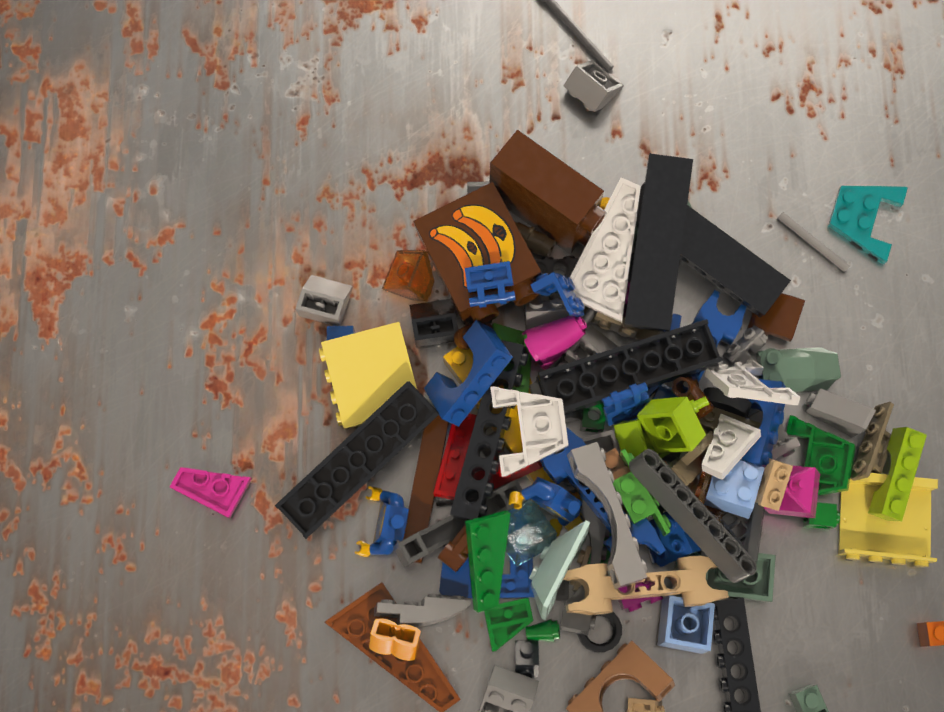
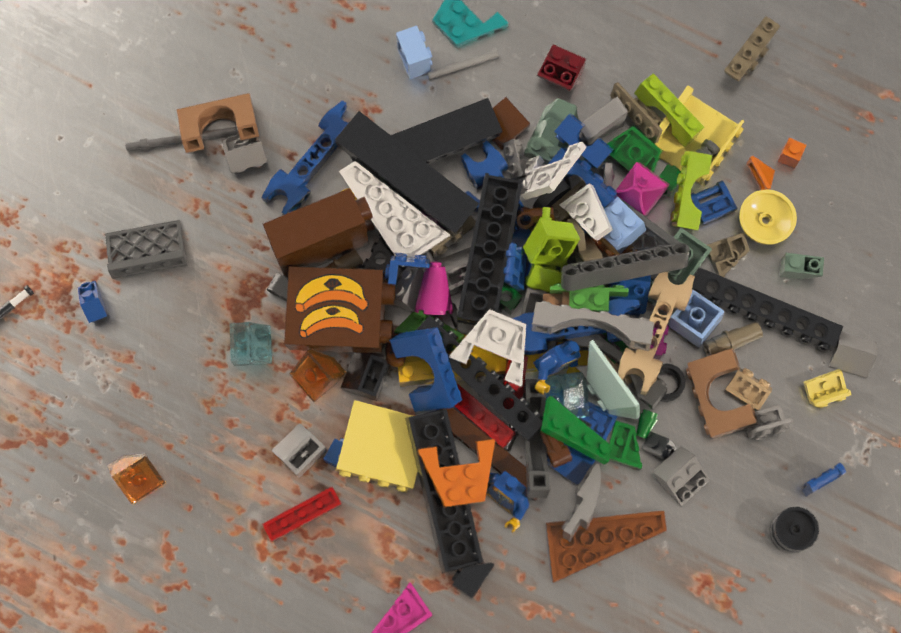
camera: 60 degrees left, 0 degrees up
(217, 165) = (135, 476): none -> clear orange slope
(264, 337) = (301, 514): none -> red plate
(284, 537) = (471, 578): none -> black slope
(364, 34) = (91, 301): none -> blue slope
(372, 472) = (461, 482): none -> orange wing
(394, 639) = (596, 533): light orange brick -> none
(403, 196) = (250, 344): none -> clear light blue slope
(432, 65) = (145, 263): none -> dark grey fence
(490, 277) = (365, 311): blue plate -> none
(587, 149) = (293, 184): none -> blue piece
(597, 23) = (195, 118): none -> medium nougat arch
(687, 677) = (733, 339): none -> dark tan piece
(773, 484) = (633, 197): tan bracket -> none
(779, 621) = (727, 252): none -> dark tan slope
(794, 184) = (413, 52): none -> light blue brick
(805, 383) = (569, 132): none -> blue arch
(821, 581) = (715, 207): none -> blue plate
(851, 533) = (685, 213): none -> lime arch
(860, 642) = (769, 206): none -> light yellow dish
(872, 340) = (562, 67): none -> dark red slope
(877, 540) = (709, 147): none -> dark grey wheel
(891, 613) = (762, 173): none -> orange slope

